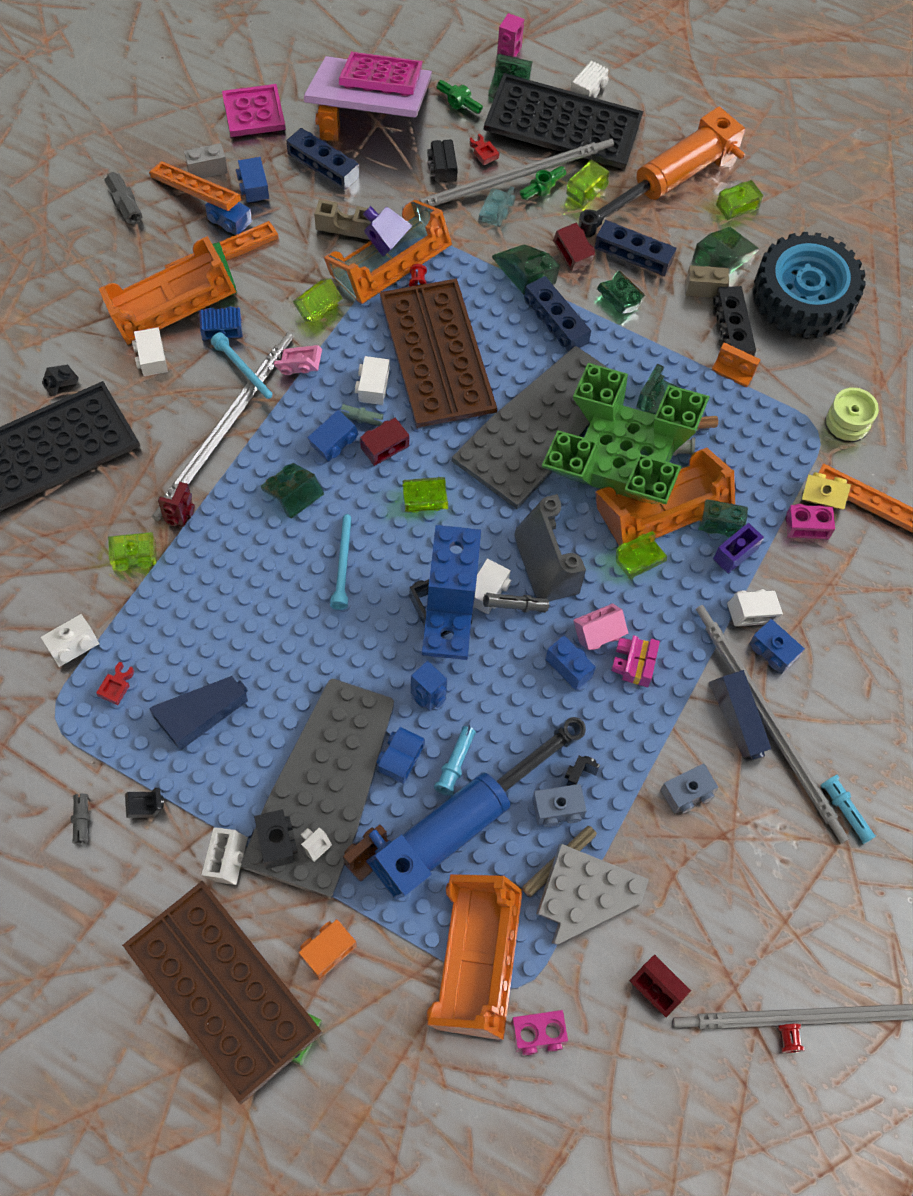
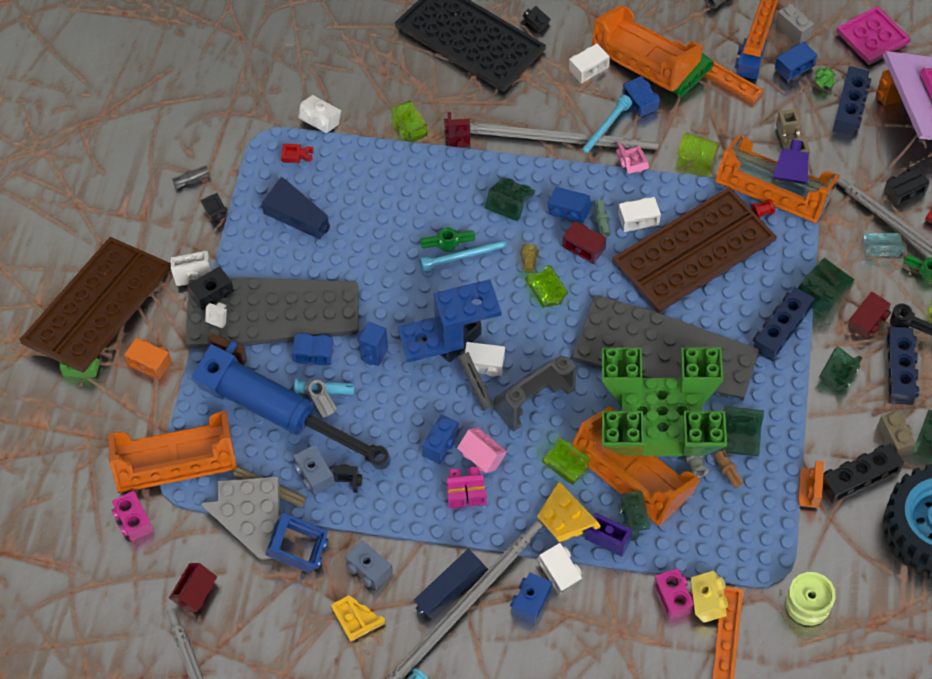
camera: 75 degrees right, 5 degrees down
(284, 165) = (824, 77): none -> bright green gear
(315, 575) = (447, 233): none -> green axle
(377, 498) = (529, 256): none -> clear yellow cone
(472, 765) = (321, 398): none -> light grey piece
(634, 866) = (287, 521): none -> blue window
(705, 577) = (565, 515): none -> yellow wing
(745, 824) = (355, 618): none -> yellow wing

